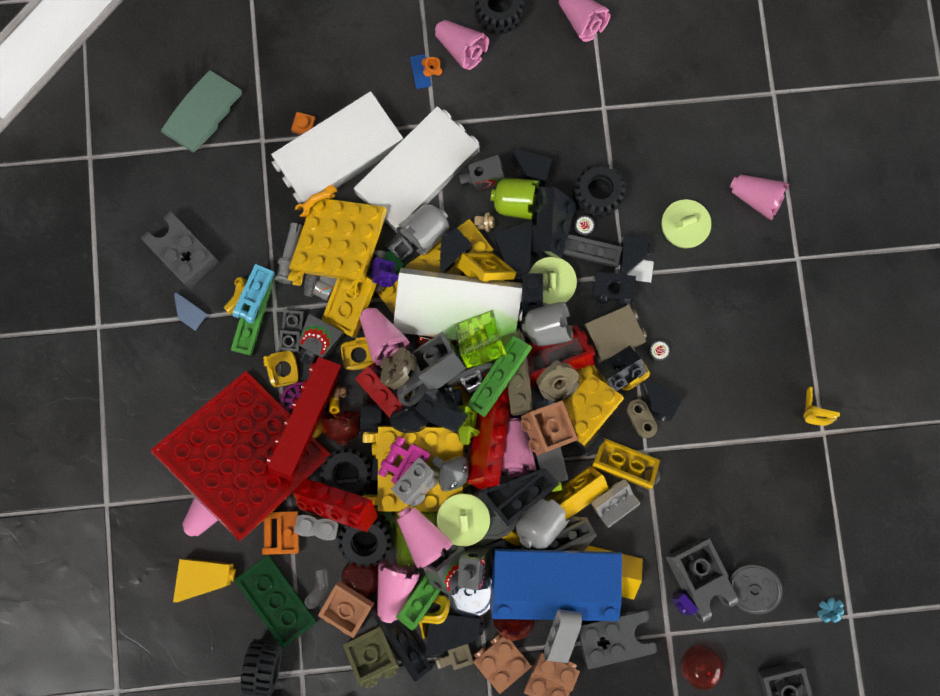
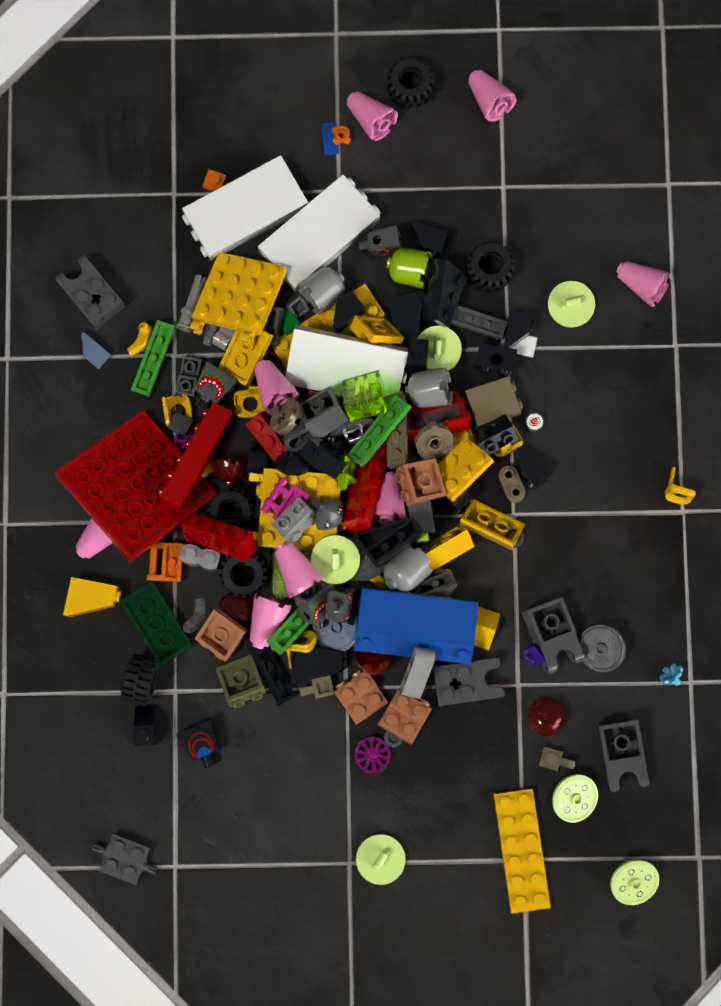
camera: 10 degrees right, 0 degrees up
(201, 111) = (118, 162): sand green slope -> none
(253, 293) = (156, 338): medium azure plate -> none
(286, 383) = (180, 424): none -> dark grey slope
(327, 193) = (232, 249): light orange arm -> none
(334, 399) = (224, 444): arm -> none
(384, 272) = (280, 327): dark purple bracket -> none
(486, 222) = (380, 288): tan plate -> none
(584, 225) = (474, 298): tile -> none
(615, 503) = (478, 559): light grey bracket -> none

